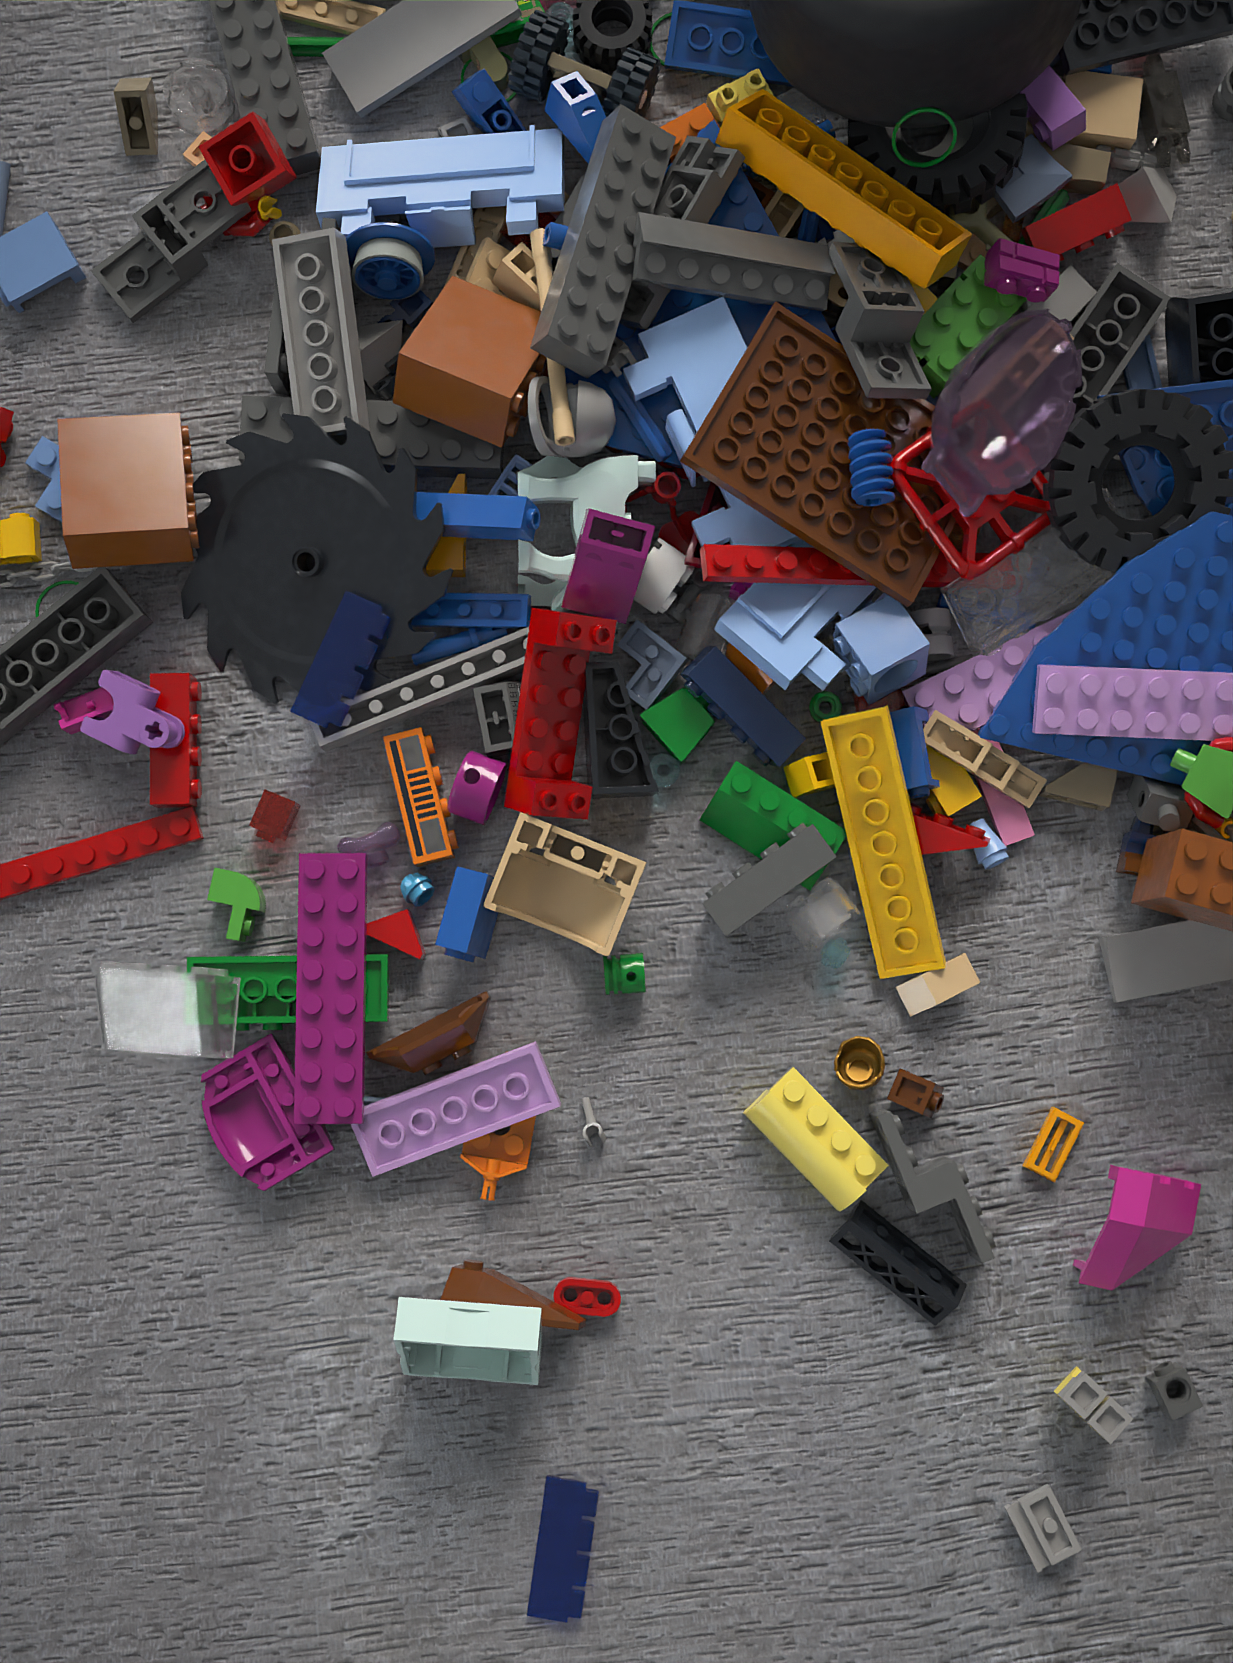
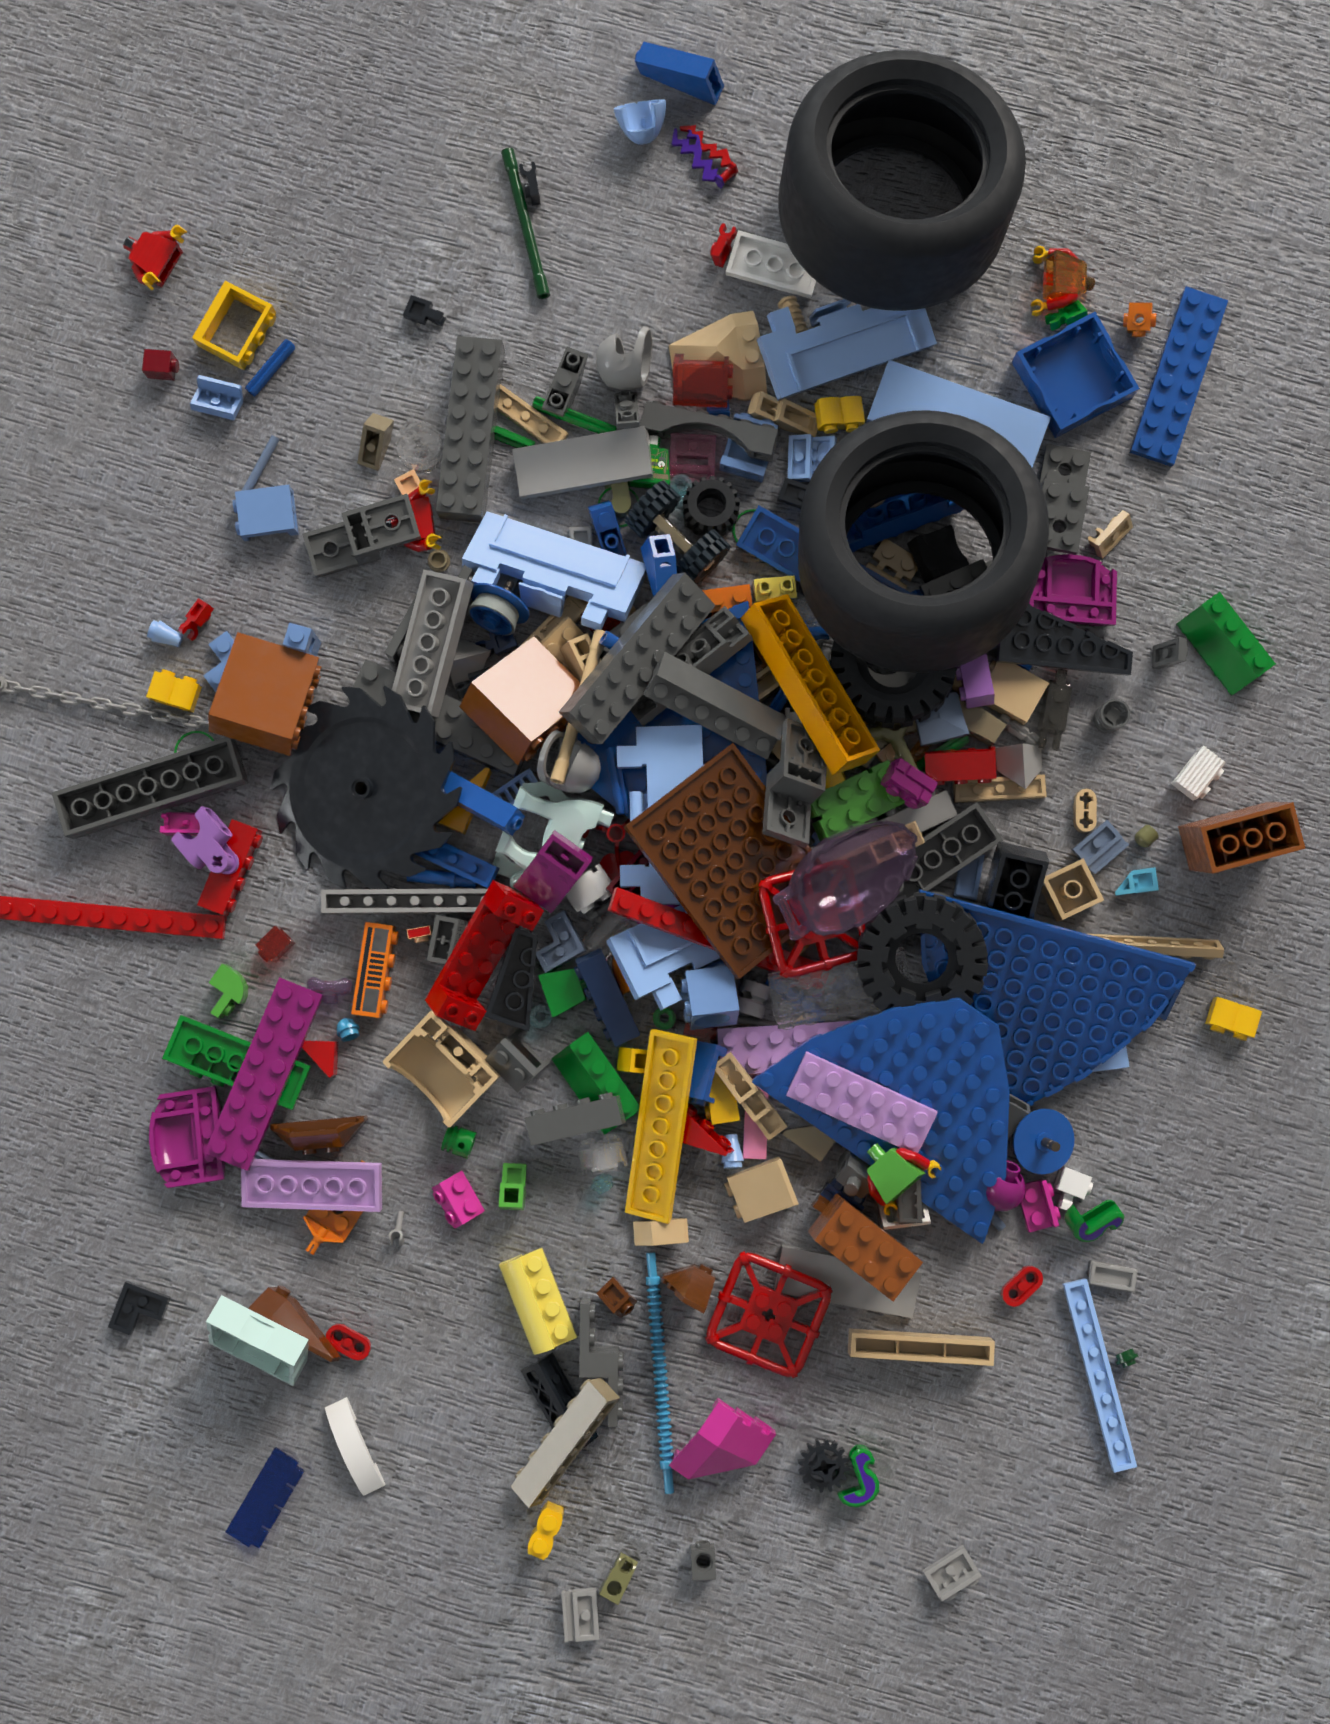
camera: 20 degrees right, 0 degrees up
(145, 397) = (302, 639): none -> medium blue brick
(167, 1009) = (153, 1045): clear windscreen -> none
(247, 160) = (430, 508): red slope -> none
(278, 1362) = (136, 1301): none -> black plate
(334, 664) = (358, 857): clear blue windscreen -> none
(461, 725) = (420, 934): none -> plate
(466, 922) = (367, 1069): blue brick -> none
(476, 787) = (411, 989): magenta piece -> none
(618, 356) = (617, 736): dark grey plate -> none
(651, 1432) = (352, 1447): none -> white slope
(654, 1052) = (457, 1199): none -> dark pink bracket
(657, 838) = (516, 1061): none -> dark grey plate
(721, 1003) = (513, 1187): none -> bright green brick
(859, 1063) = (587, 1263): pearl gold hair -> none
(869, 469) = (746, 880): blue piece -> none
(913, 112) = (880, 660): green piece -> none
(931, 1306) = (564, 1441): none -> brick
(950, 1444) = (547, 1527): none -> yellow brick
(1011, 1031) = (691, 1285): none -> reddish brown wedge
(1041, 1138) = (714, 1361): light orange tile -> none
(1048, 874) = (761, 1190): none -> tan slope
(1070, 1283) = (653, 1282): none -> dark azure hose
(1072, 1459) = (618, 1578): none -> olive leg
(1093, 1405) = (644, 1548): light grey hips -> none
(1132, 244) = (998, 790): none -> tan tile
(1139, 1049) = (762, 1300): none -> red plate

